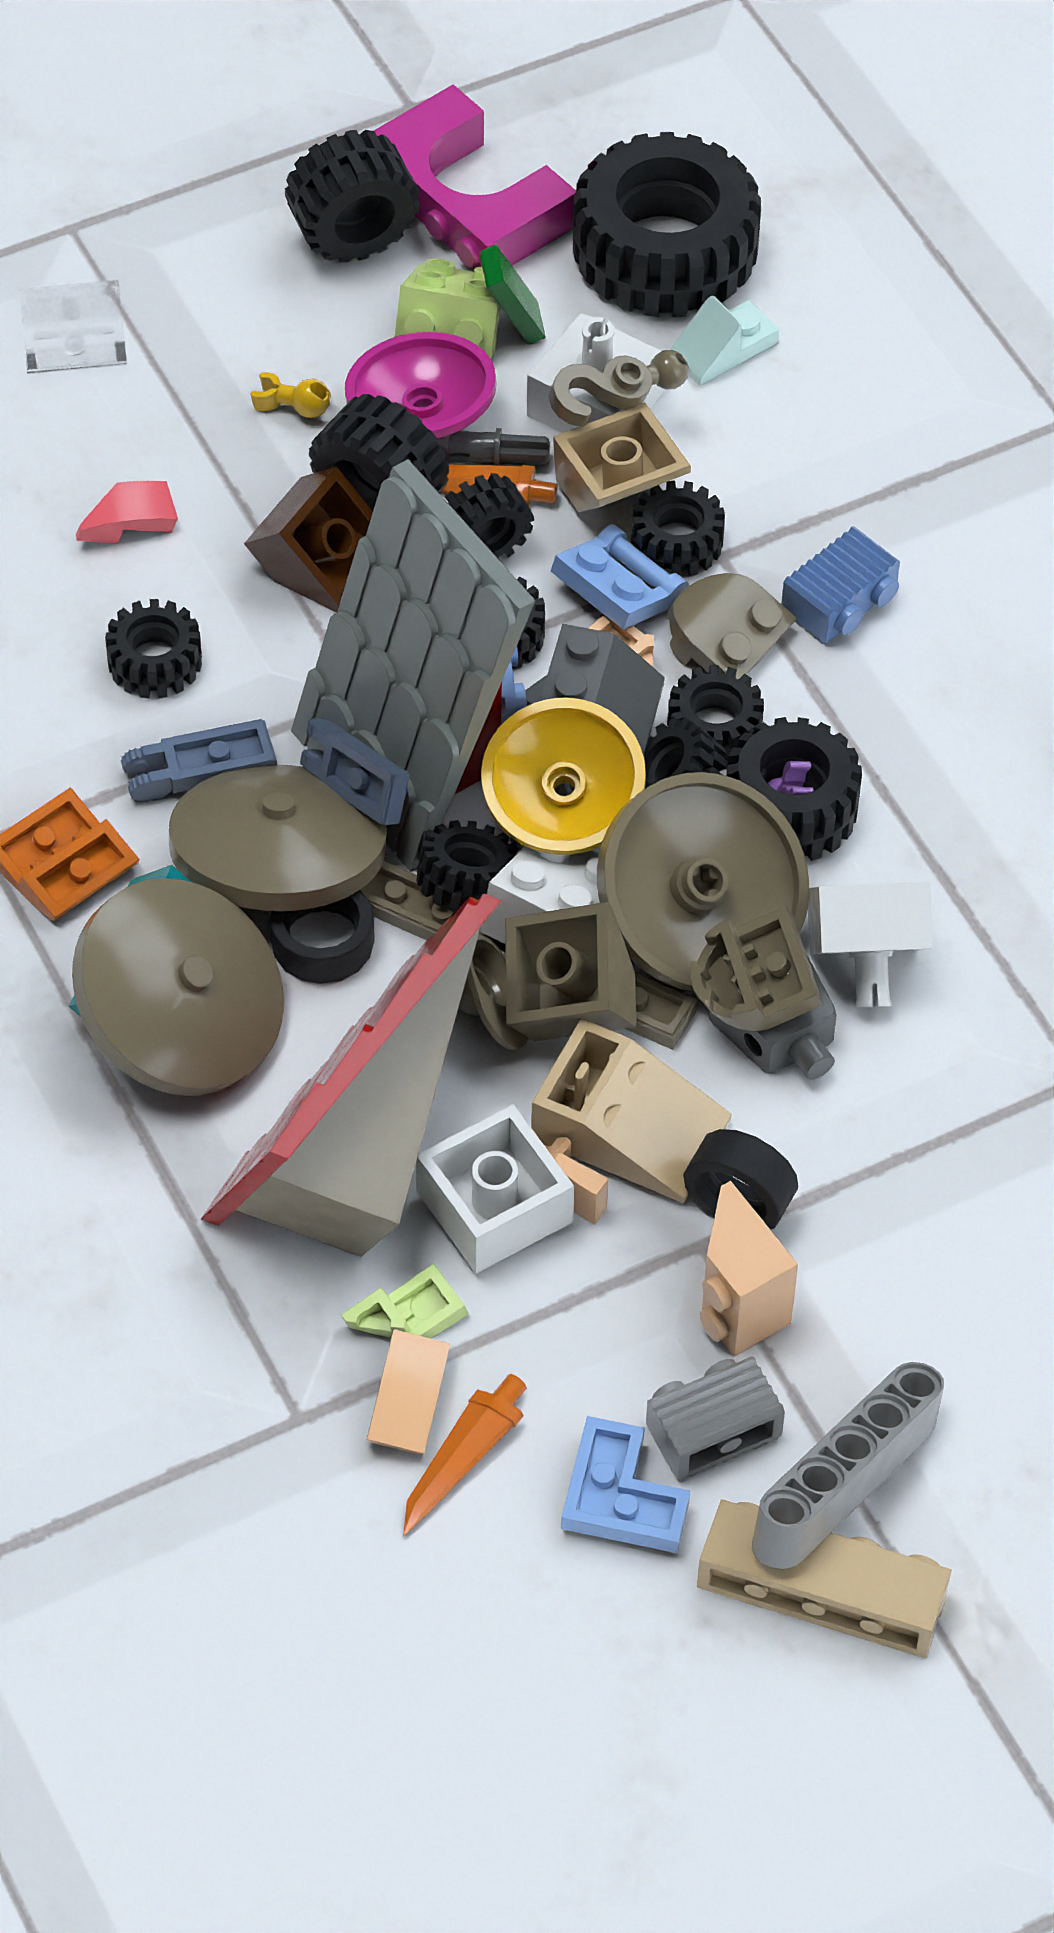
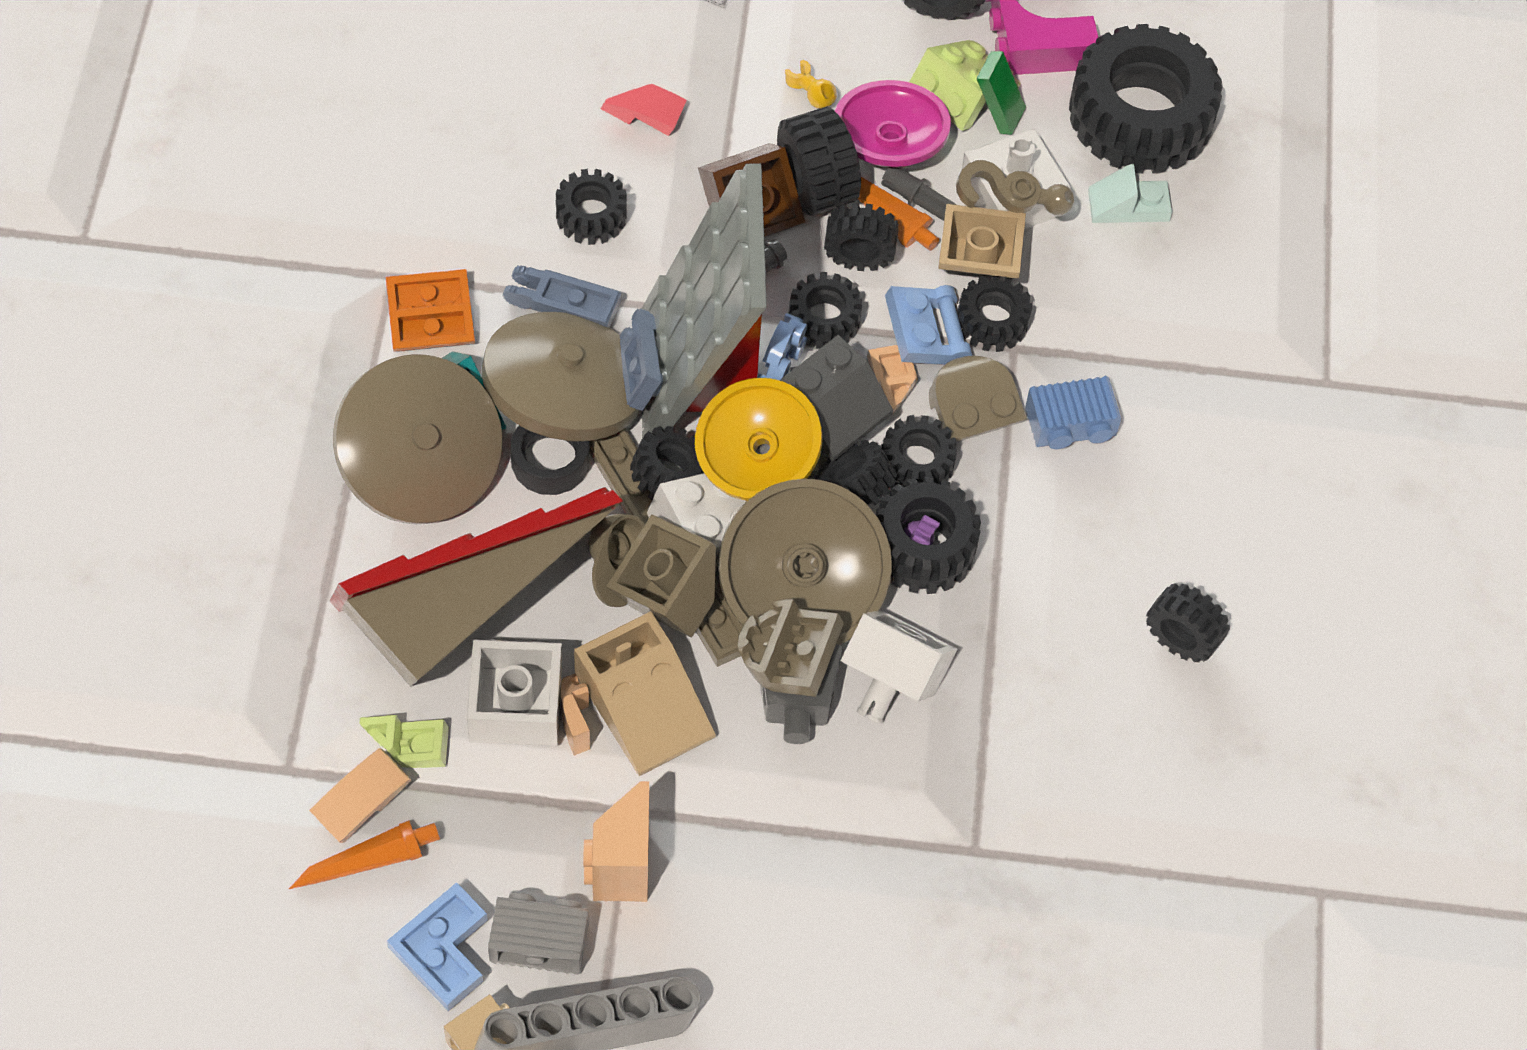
camera: 30 degrees right, 5 degrees up
(751, 1160) = (676, 784): black tyre -> none

